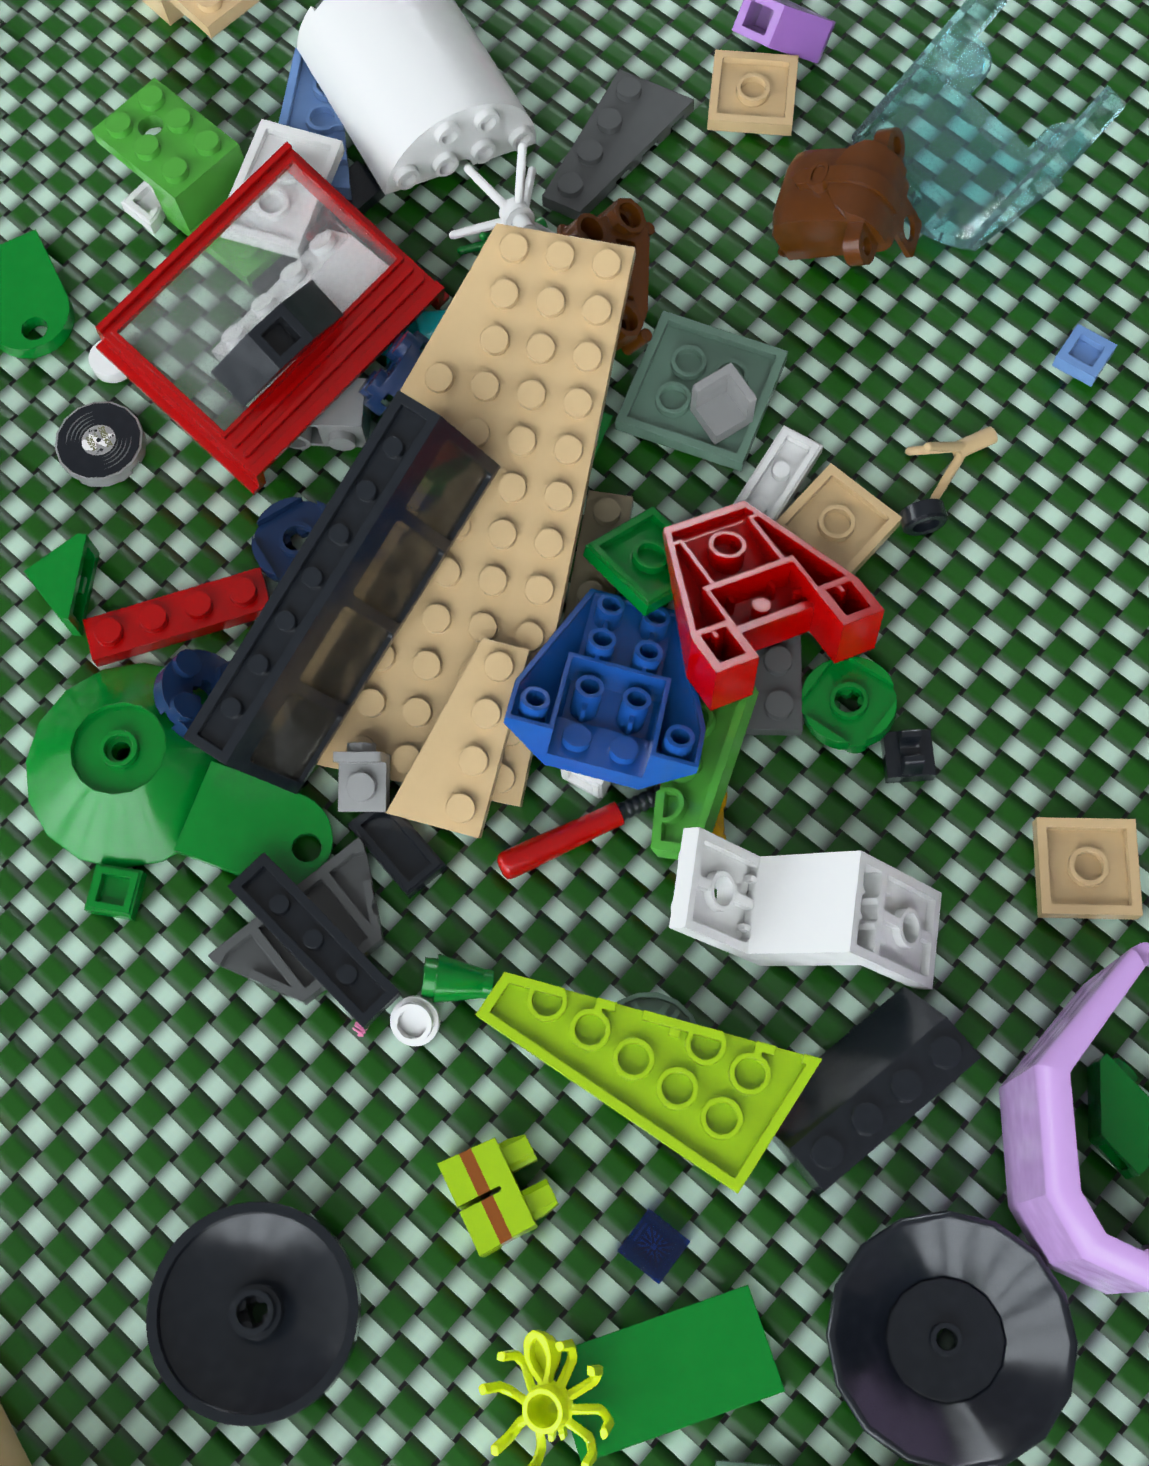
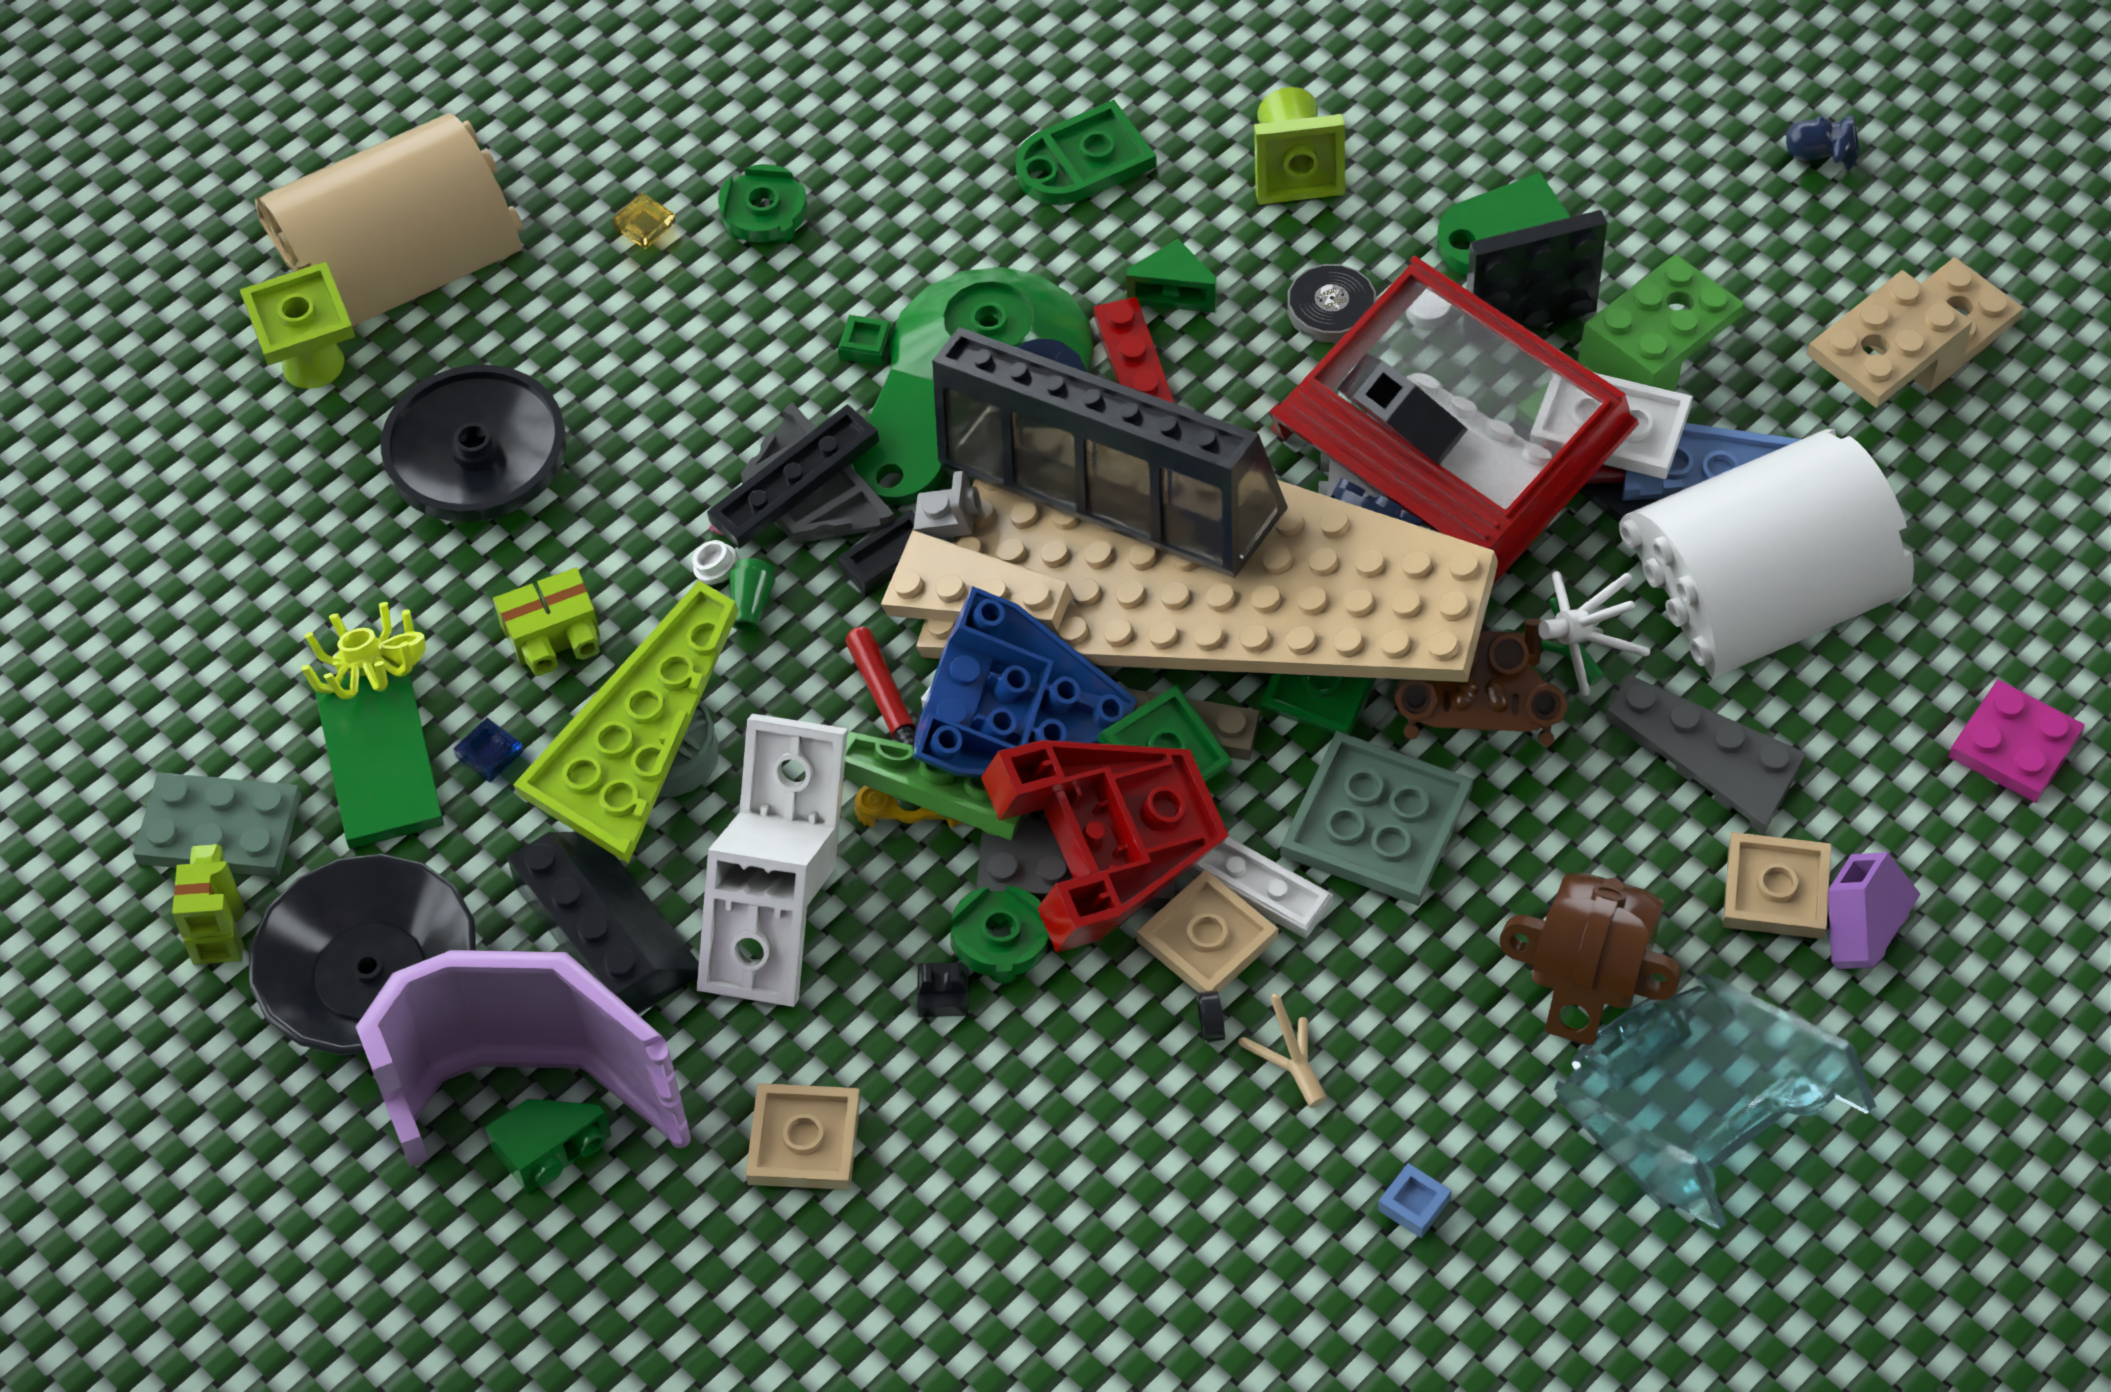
camera: 90 degrees right, 15 degrees down
(109, 232) = (1541, 270): none -> black plate
(723, 403) = (1343, 819): light grey panel -> none

